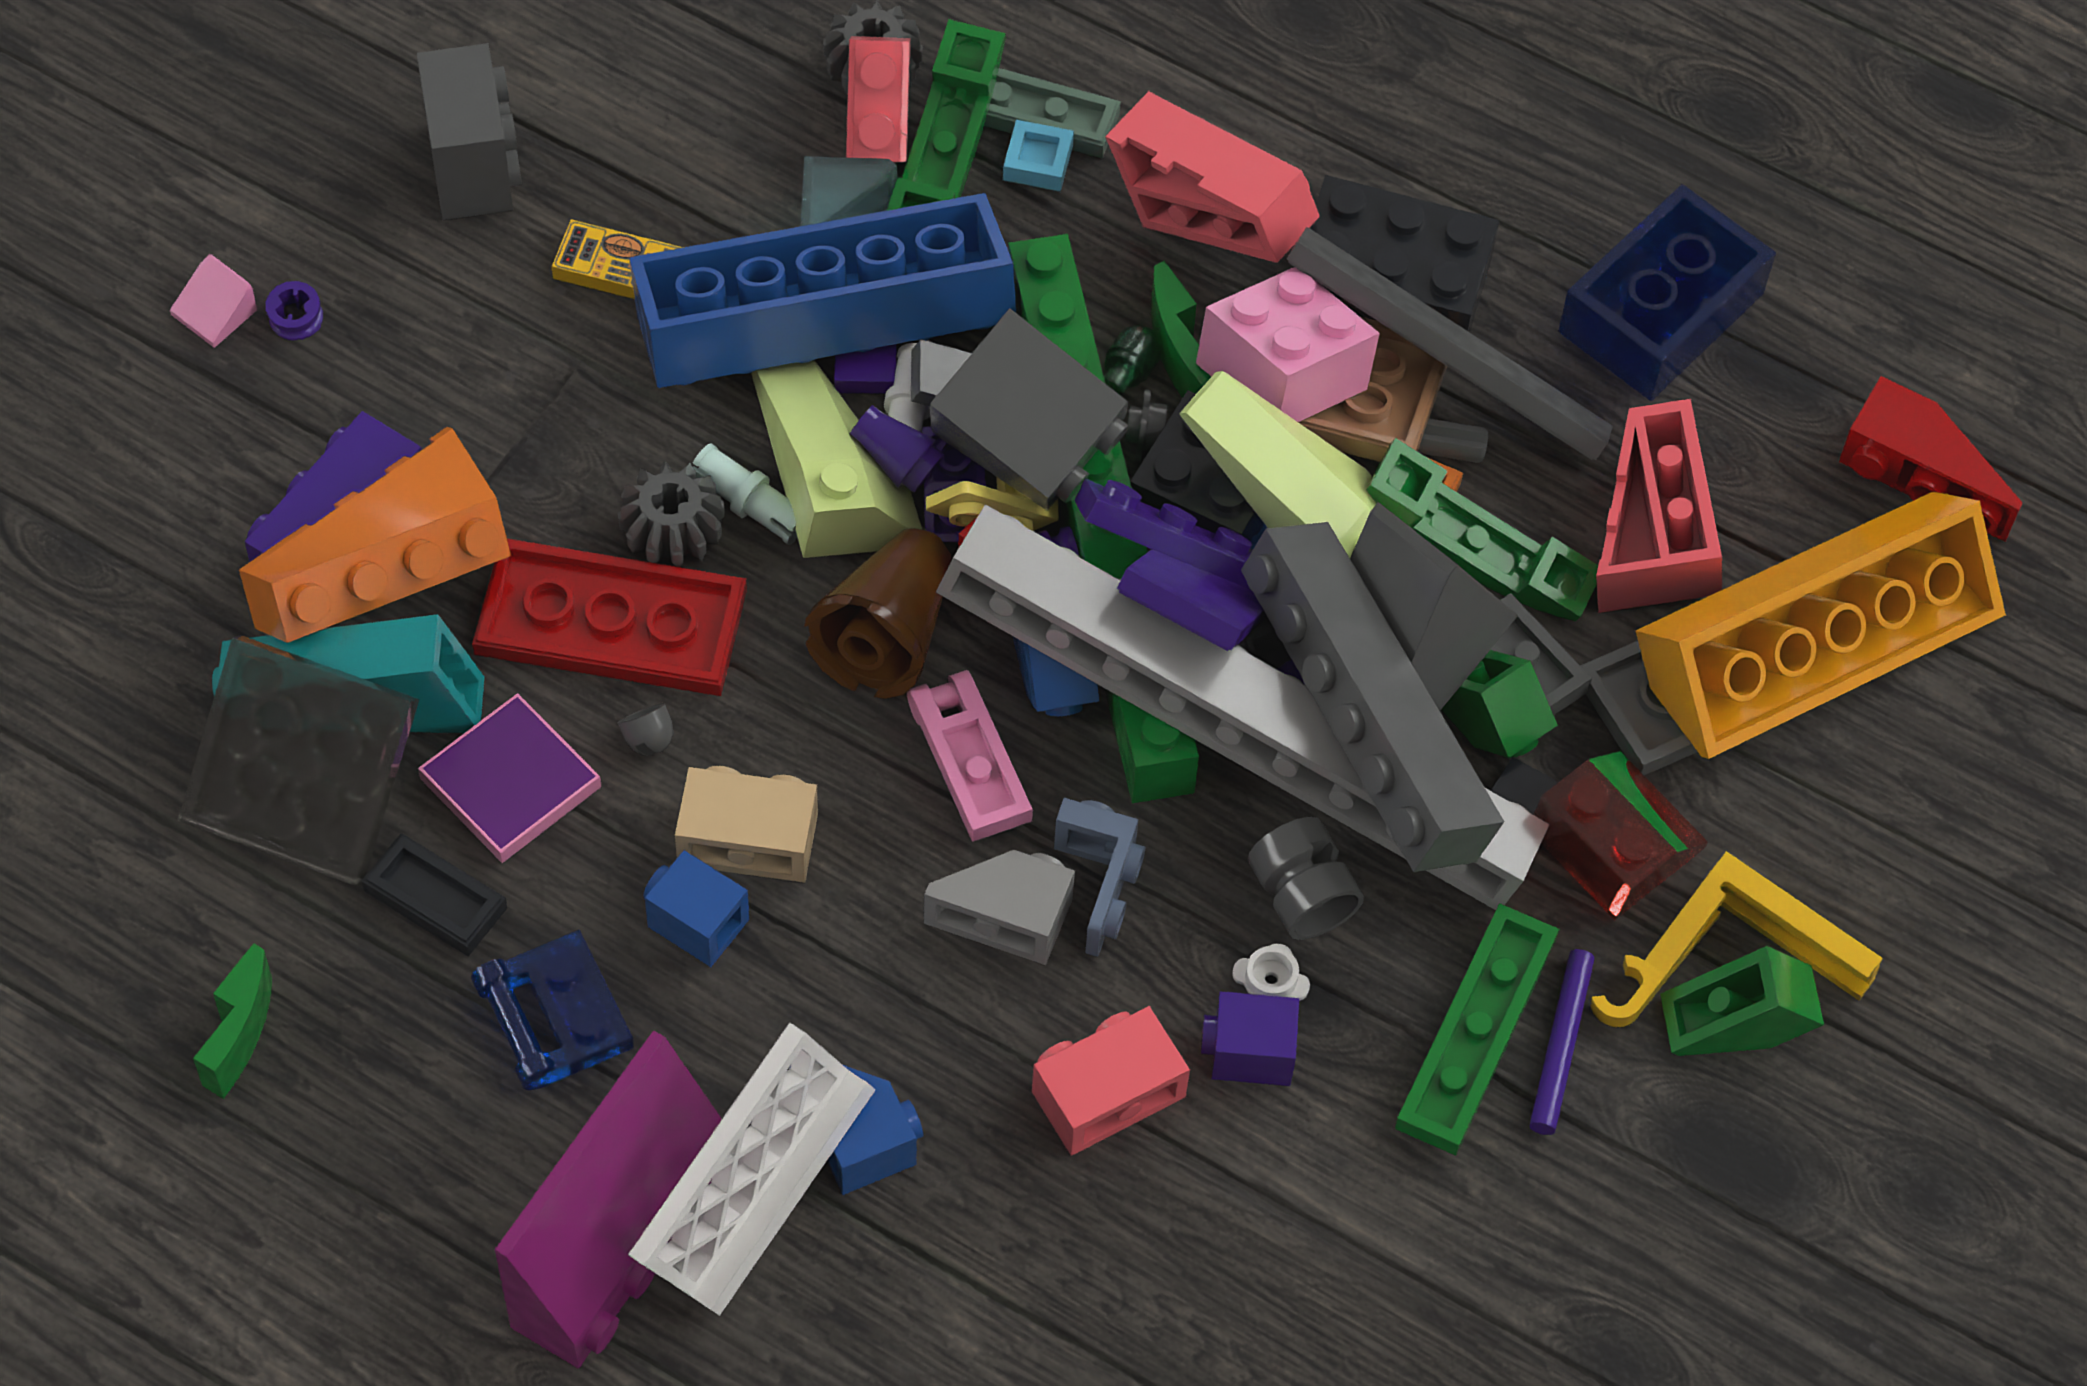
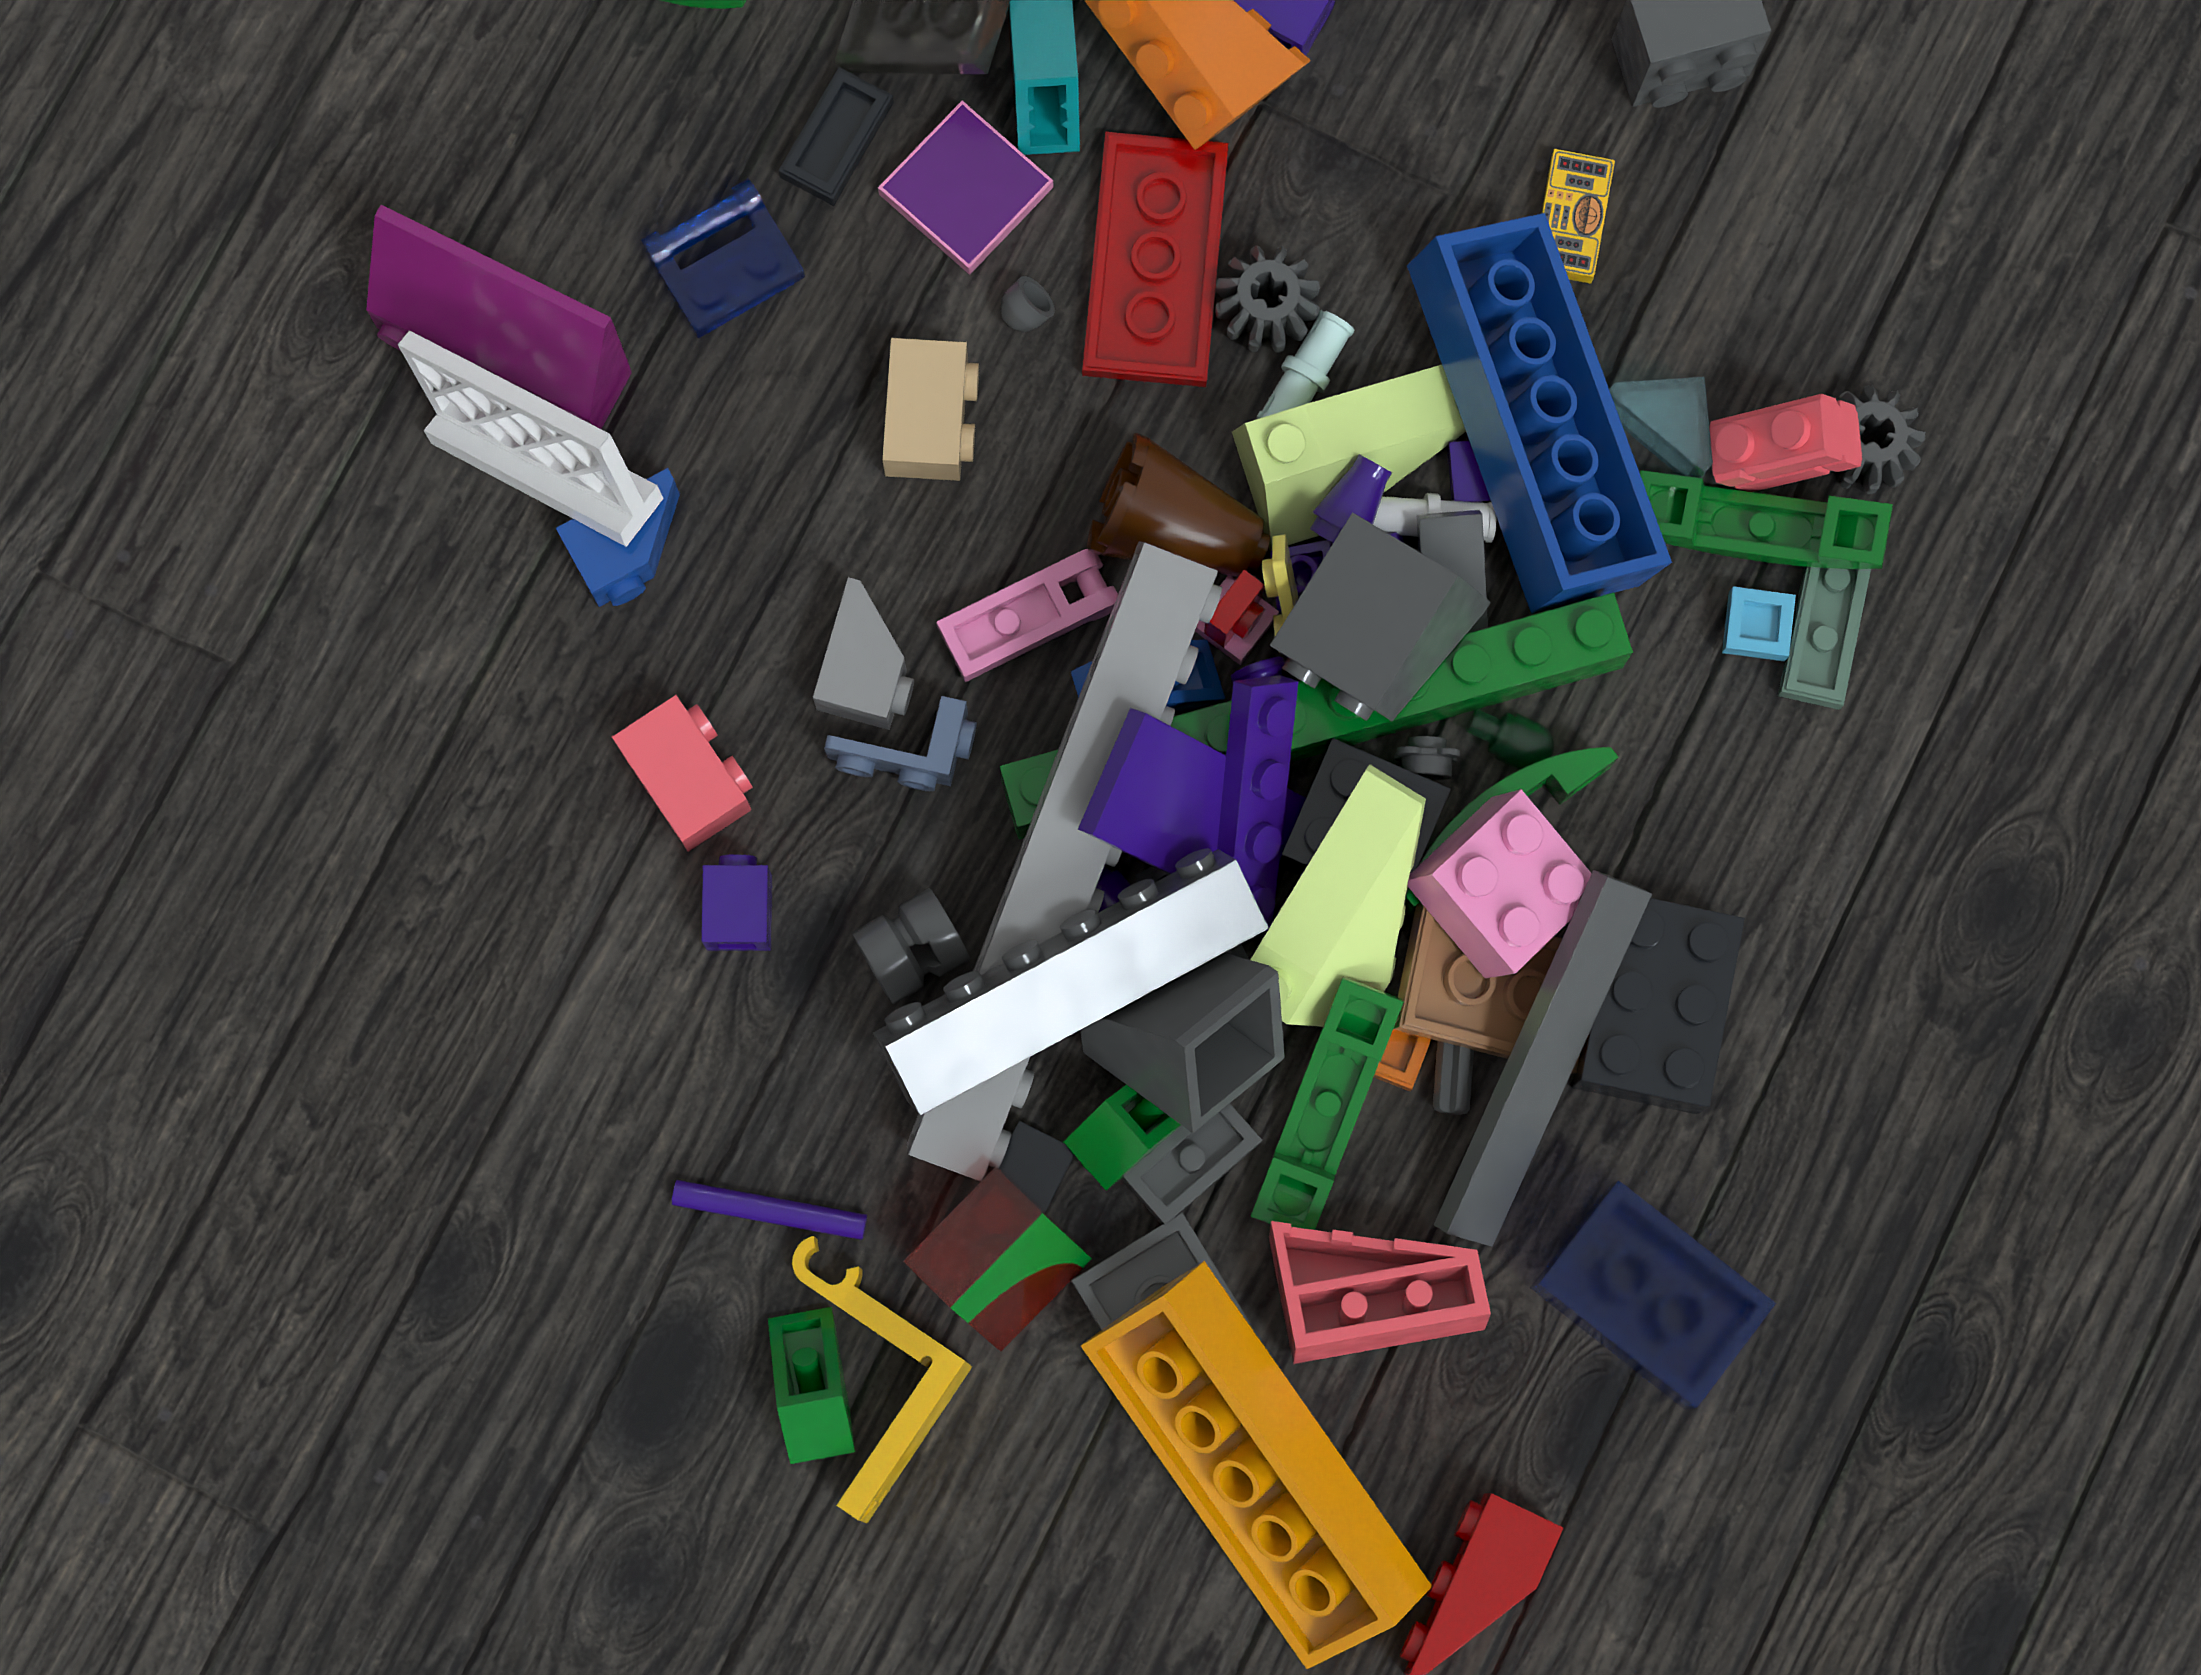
camera: 85 degrees right, 20 degrees up
(696, 907) = (832, 371): blue brick -> none
(1209, 183) = (1713, 795): coral wedge -> none
(1275, 961) = (793, 918): white plate -> none
(1477, 1029) = (770, 1124): green plate -> none

